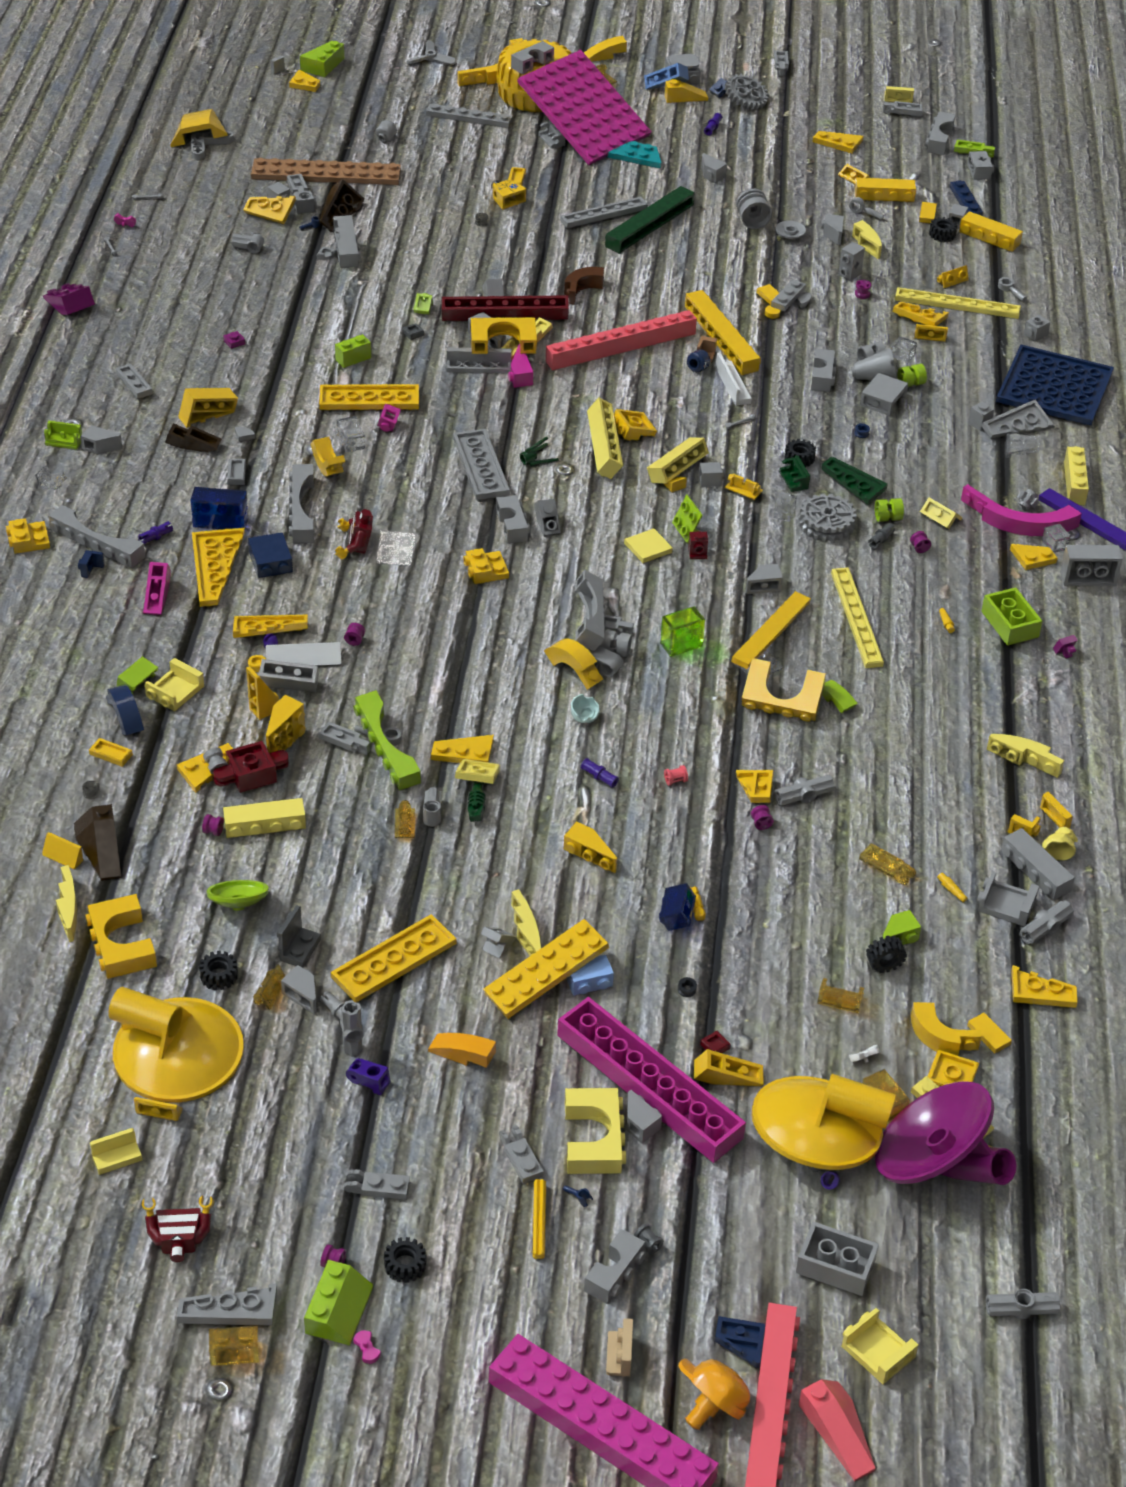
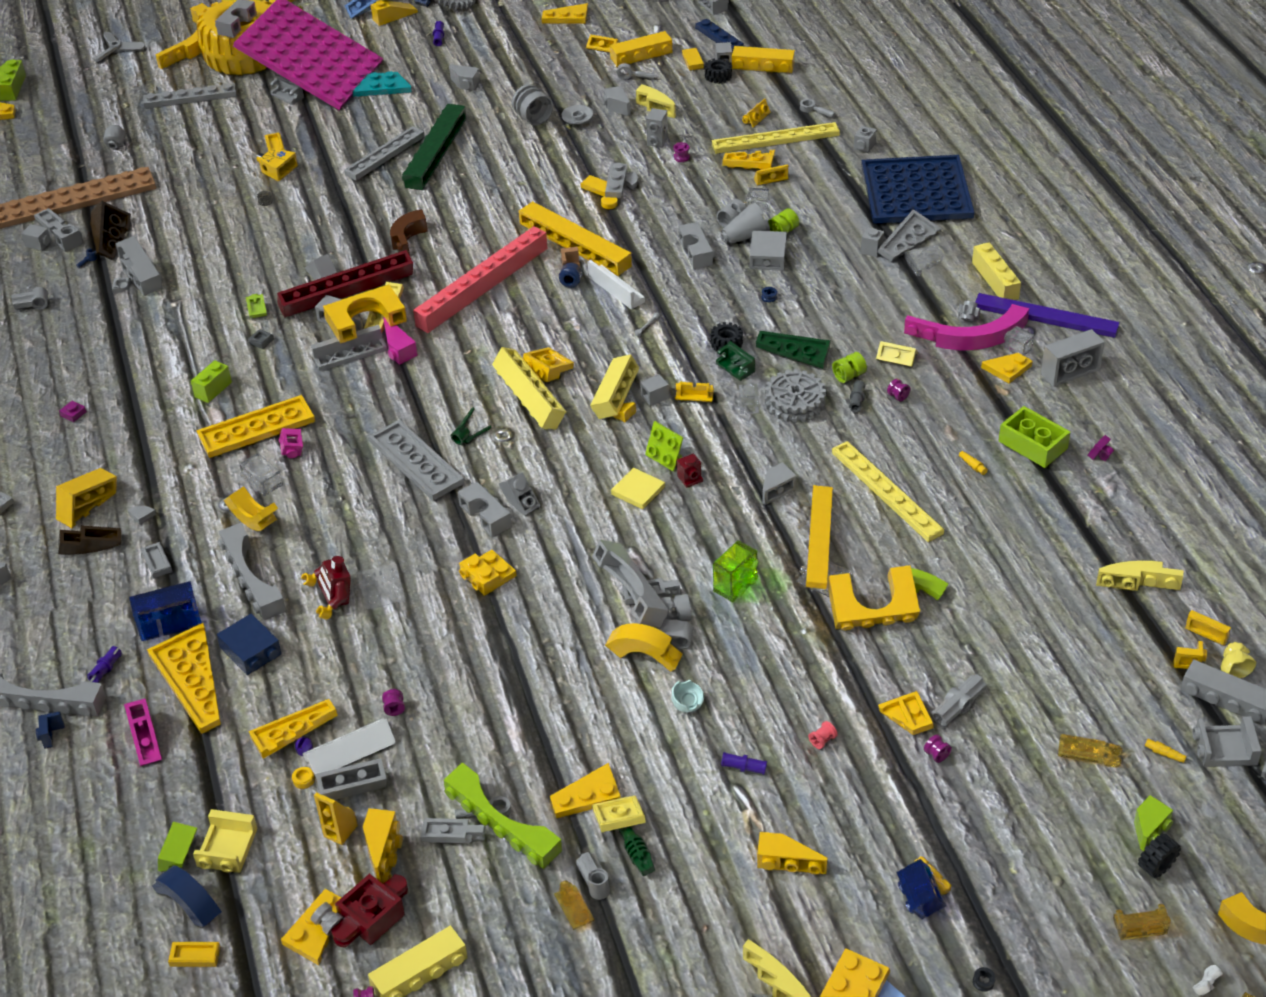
camera: 20 degrees left, 0 degrees up
(272, 209) = (37, 255): yellow wing -> none

